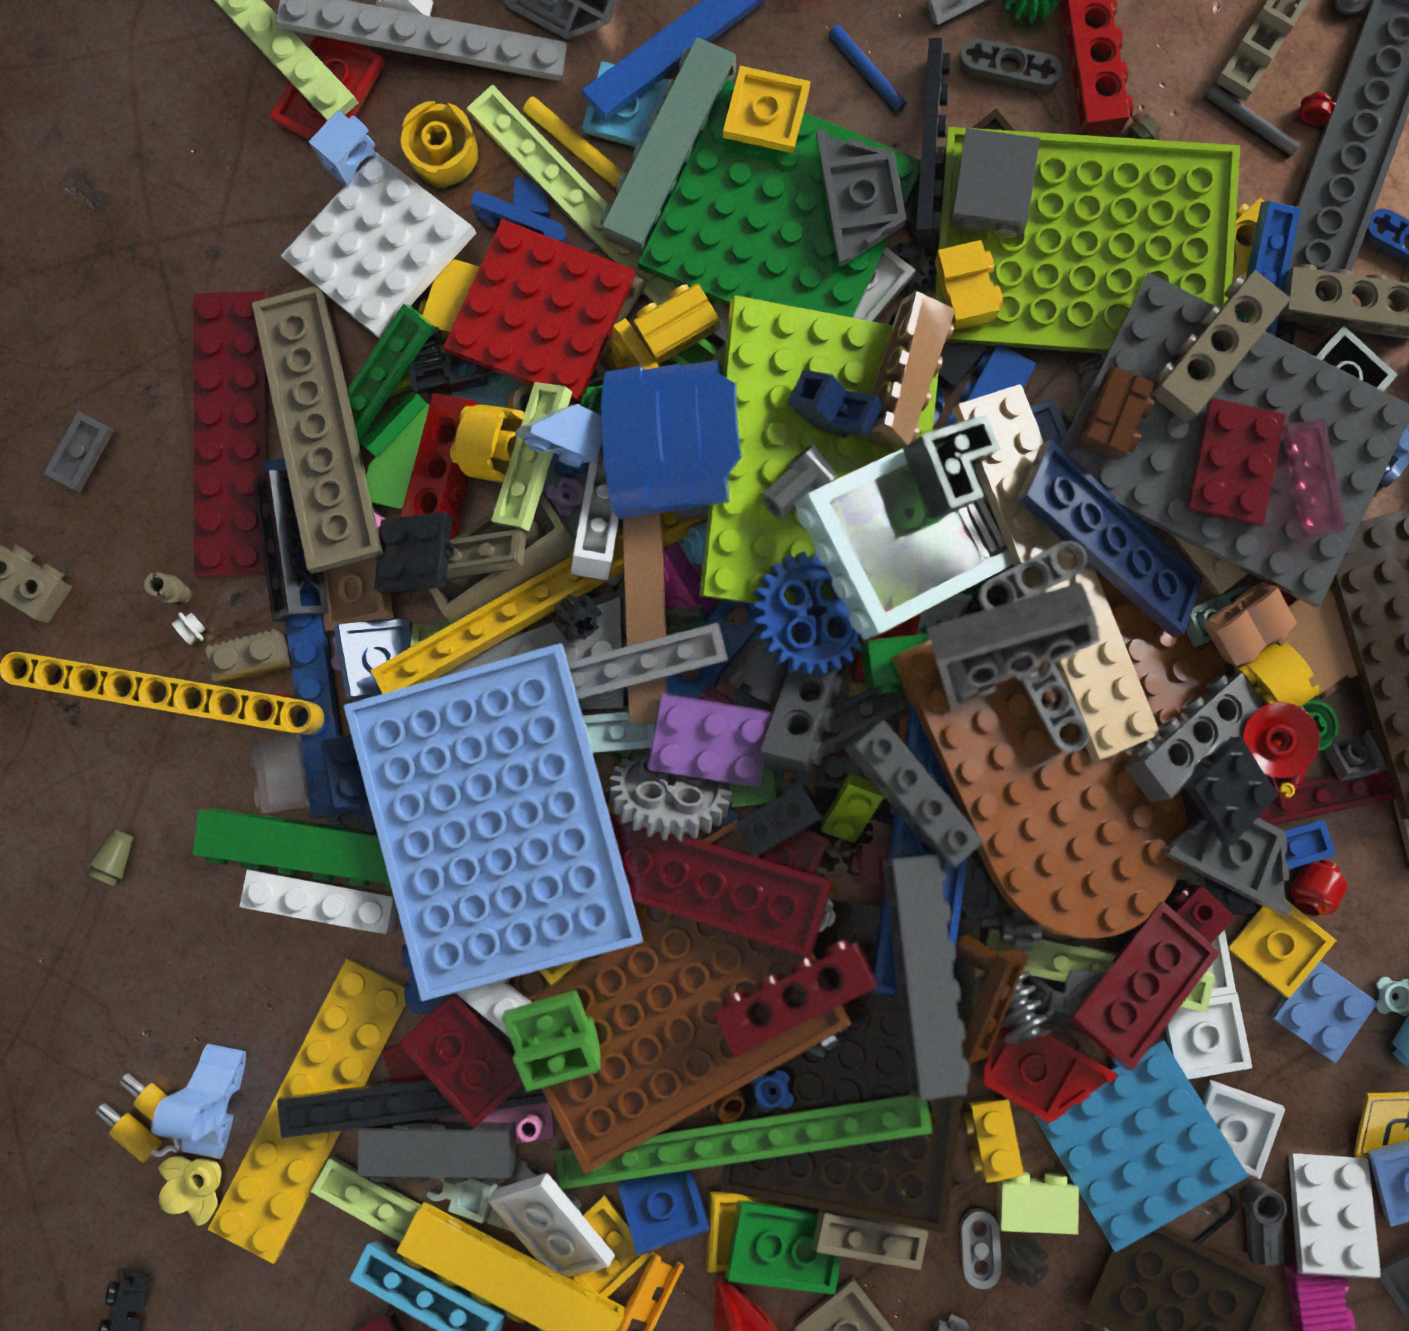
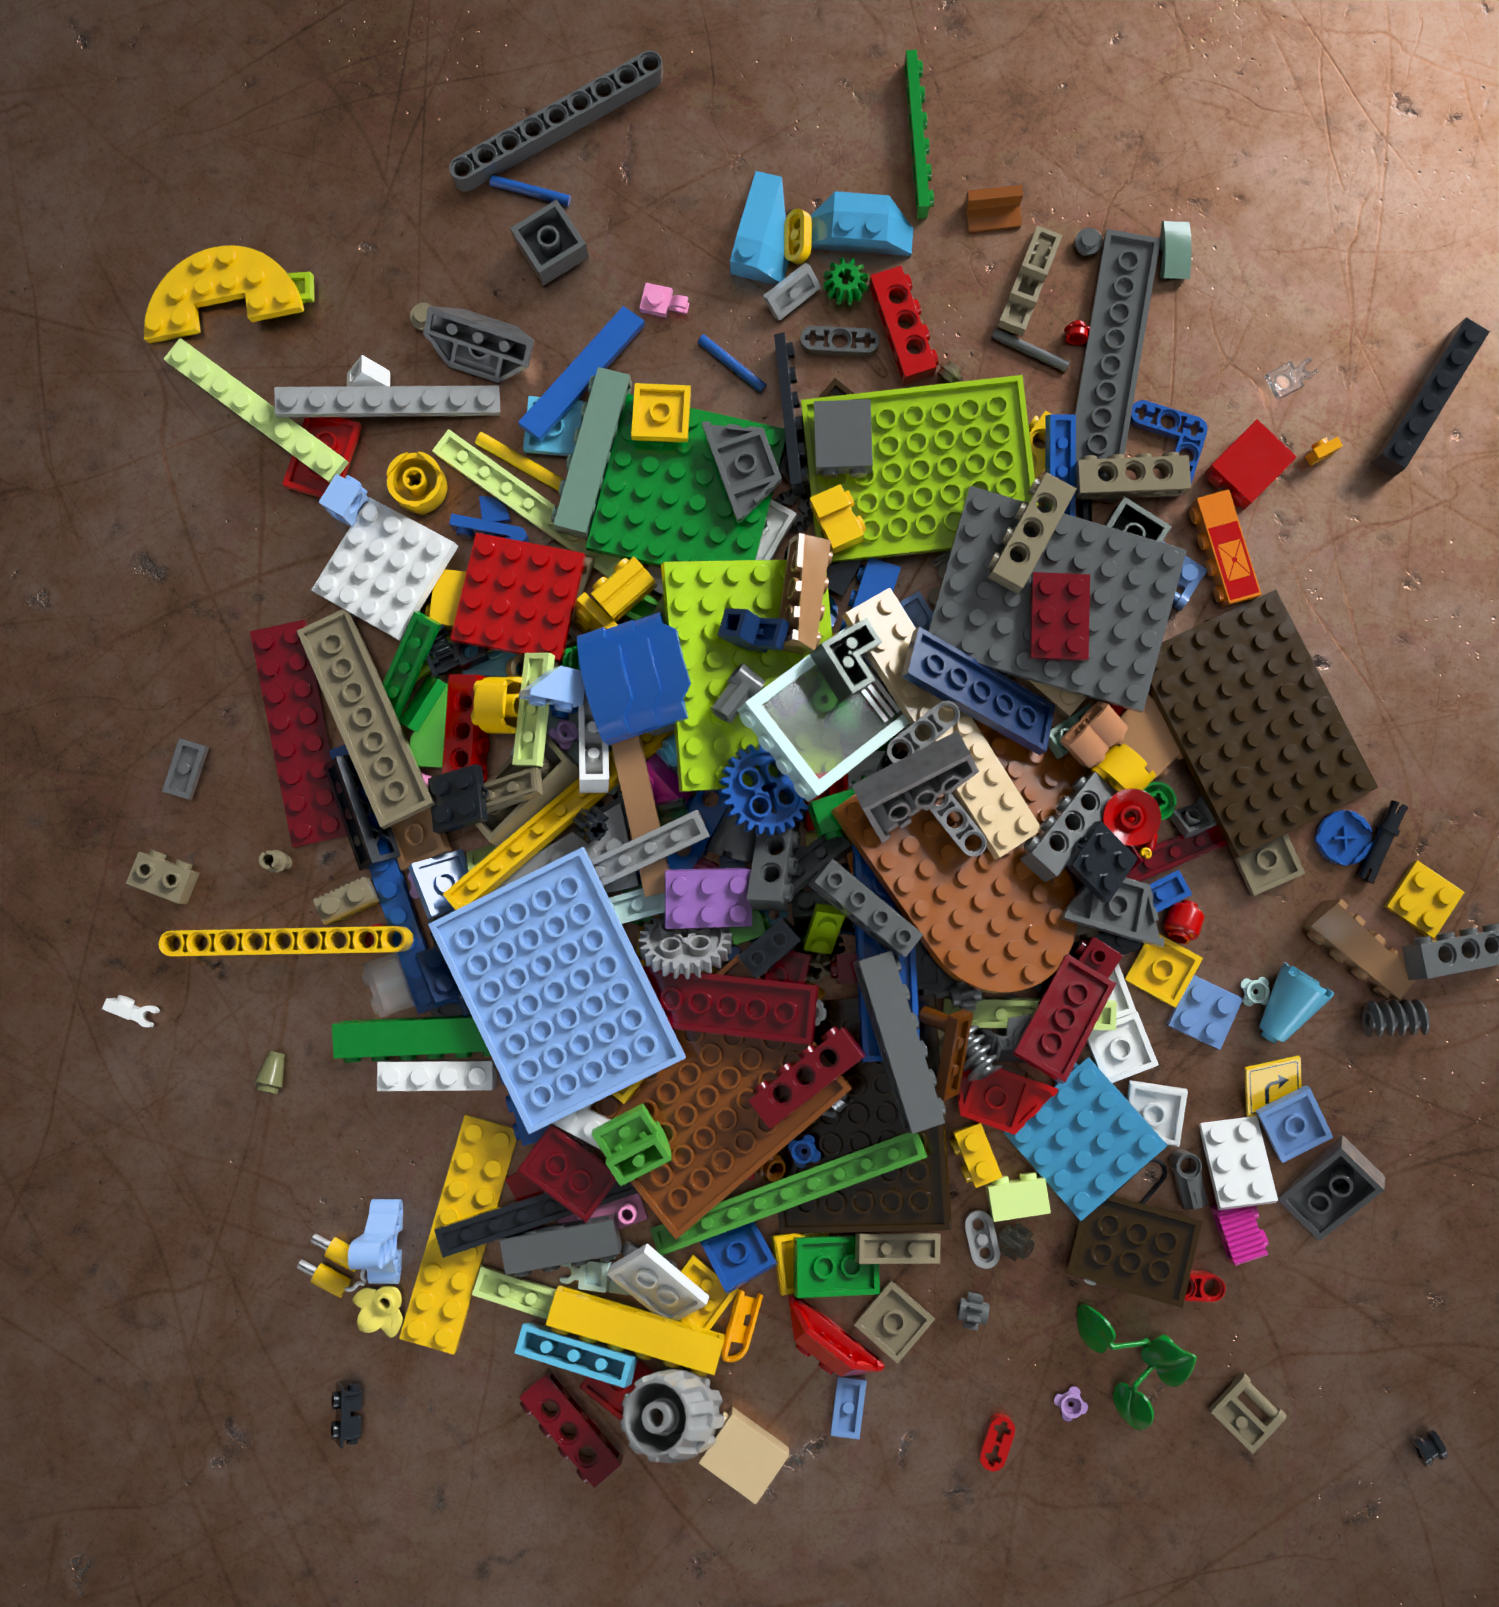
camera: 15 degrees left, 0 degrees up
(189, 628) = (296, 887): white plate -> none
(1116, 413) = (964, 597): reddish brown brick -> none
(1314, 478) = (1119, 618): clear pink plate -> none

